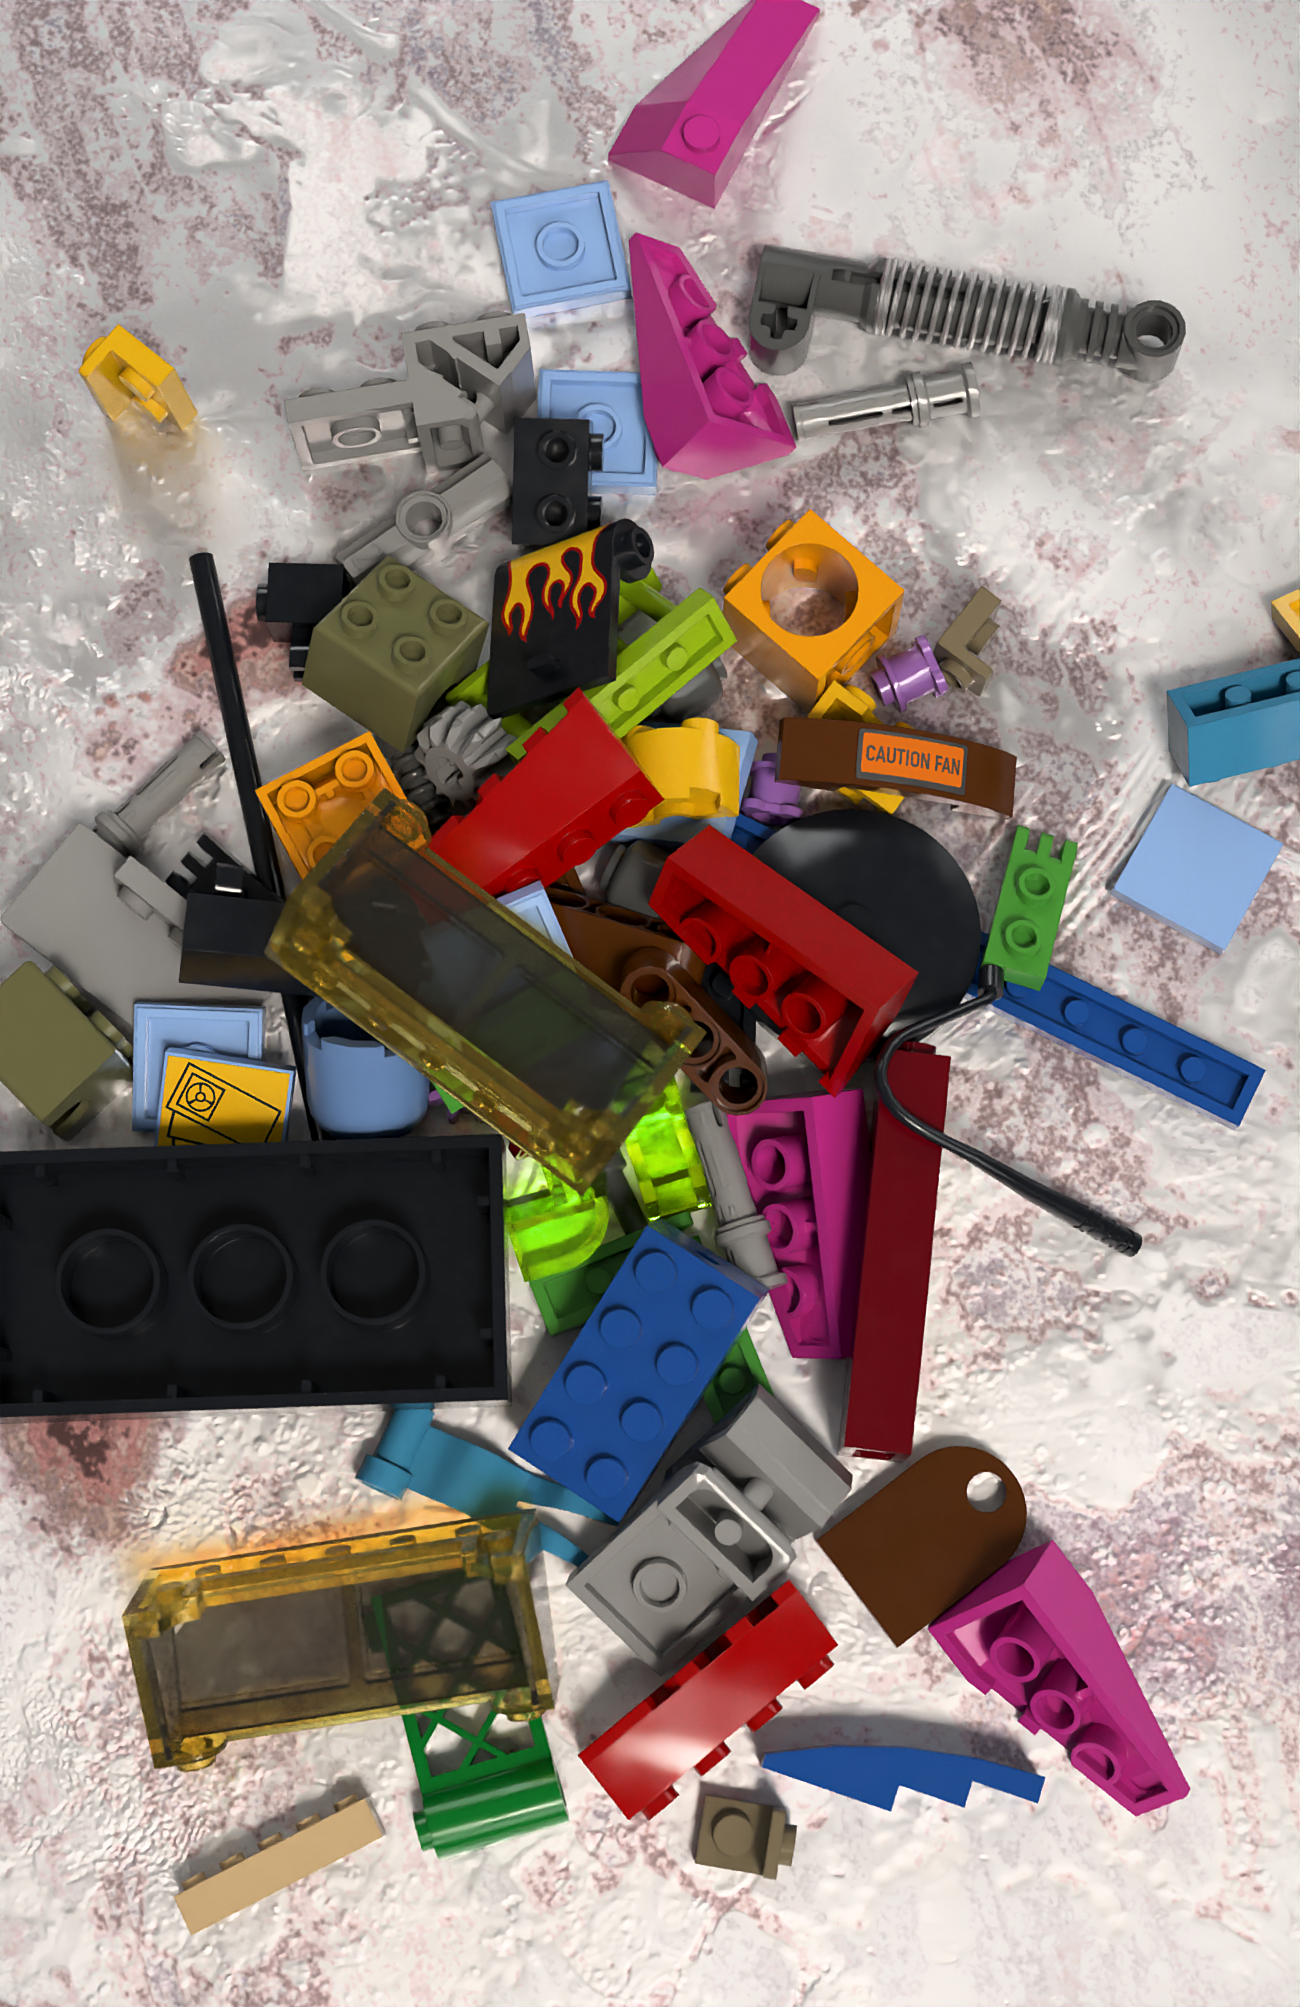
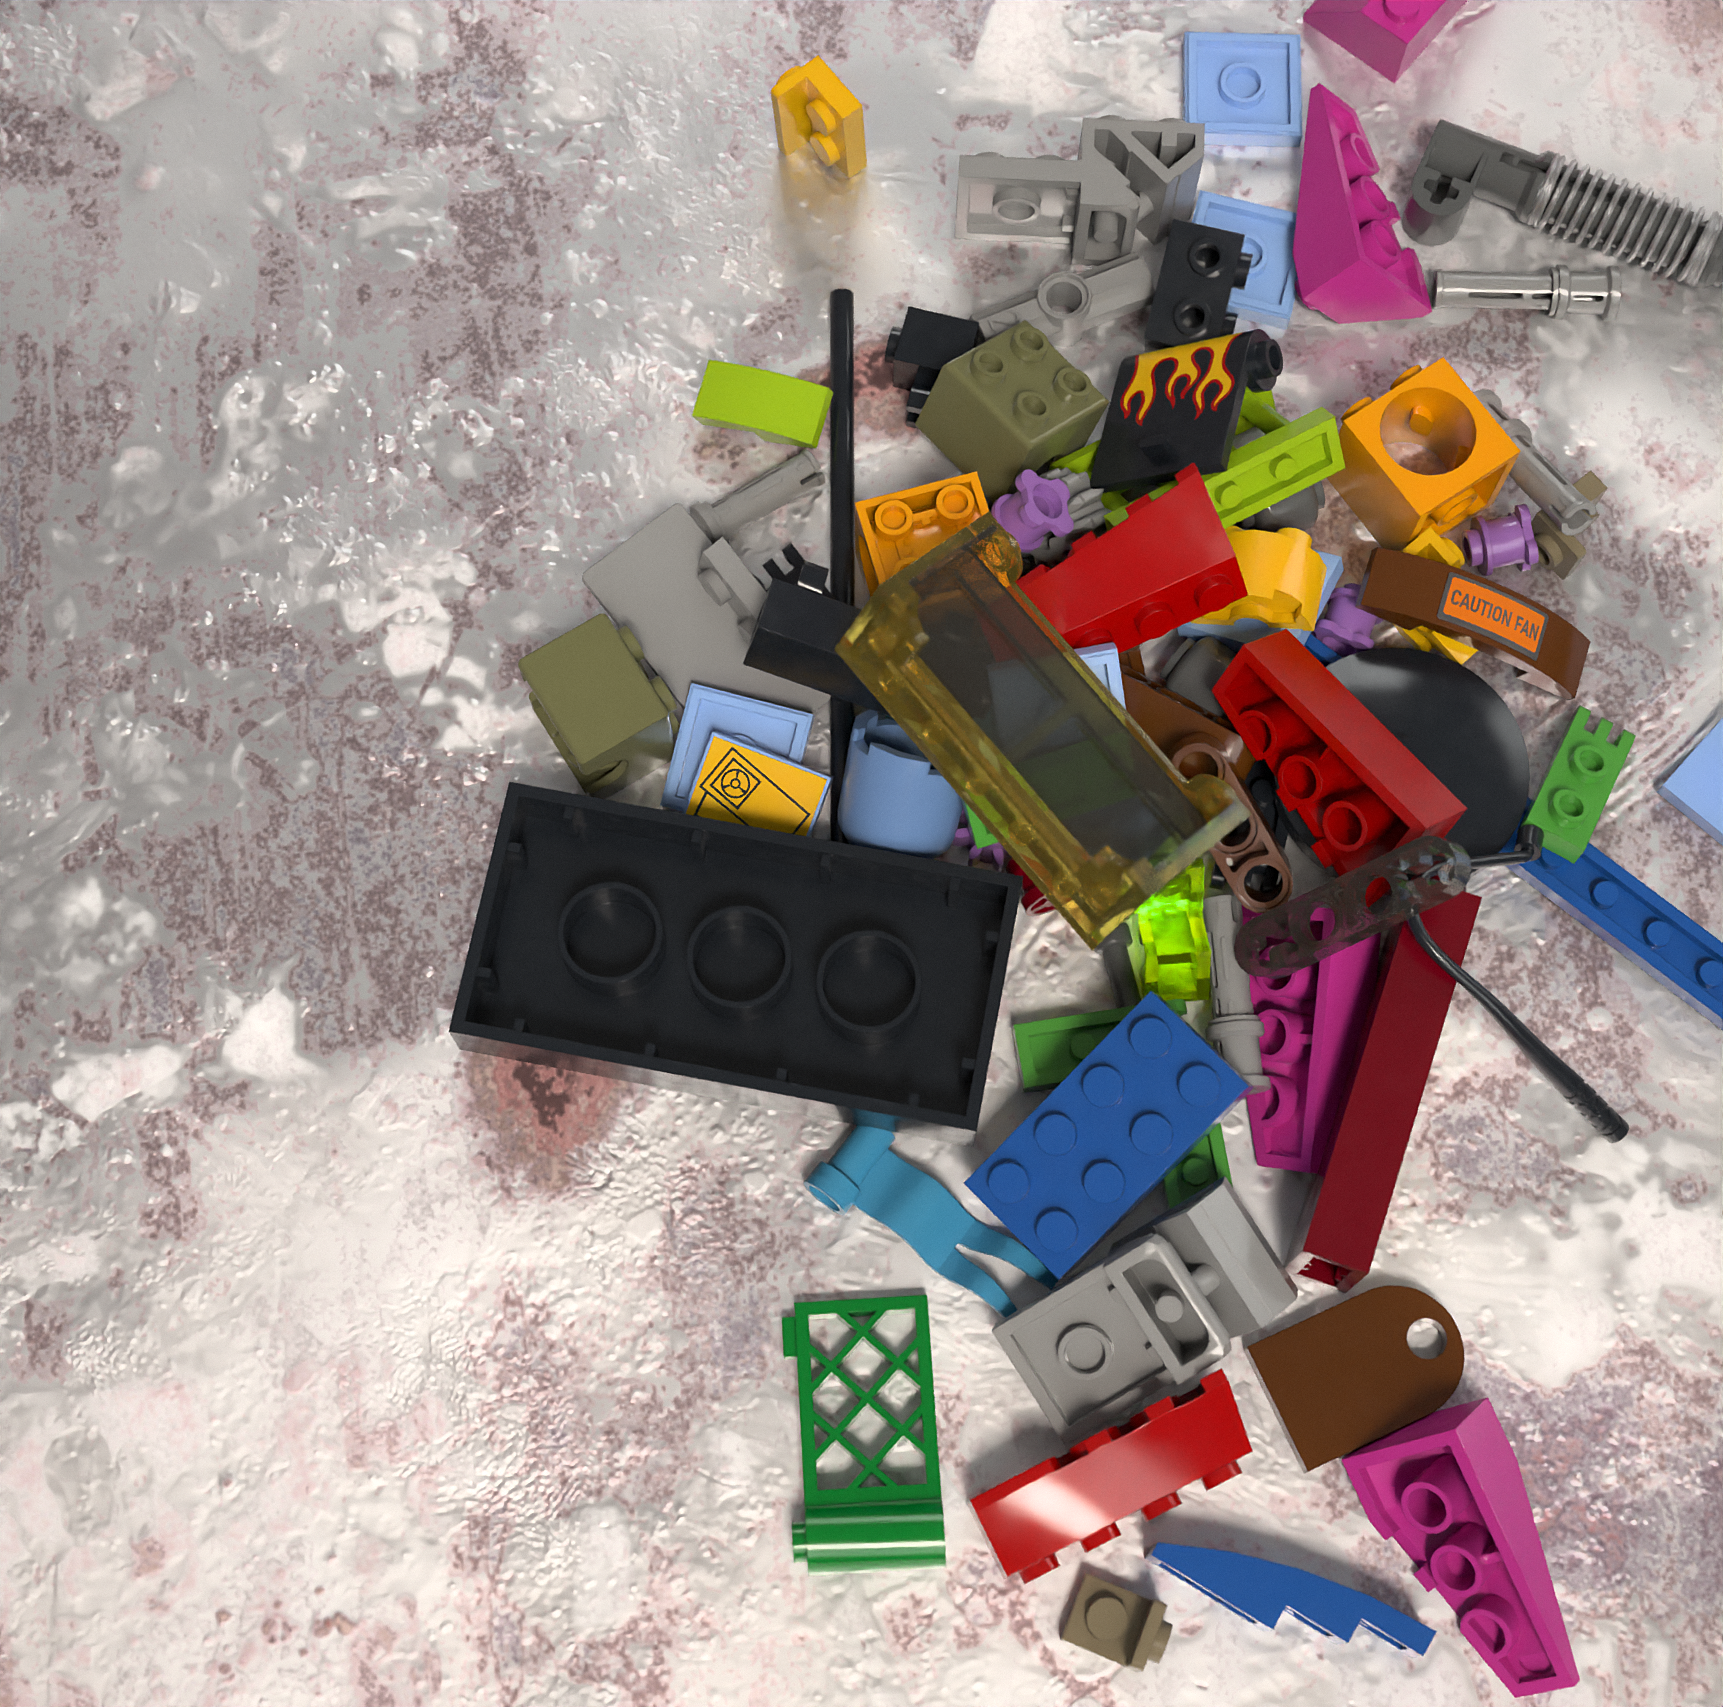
camera: 10 degrees right, 5 degrees down
(144, 693) = (762, 402): none -> lime slope
(278, 1863) = (647, 1541): tan piece -> none
(343, 1634) = (762, 1330): clear smoke windscreen -> none
(433, 761) = (1034, 510): none -> medium lavender brick
(557, 1226) = (1057, 981): clear neon green brick -> none
(827, 1103) = (1347, 900): none -> clear smoke beam
(921, 597) = (1538, 476): none -> light grey pin

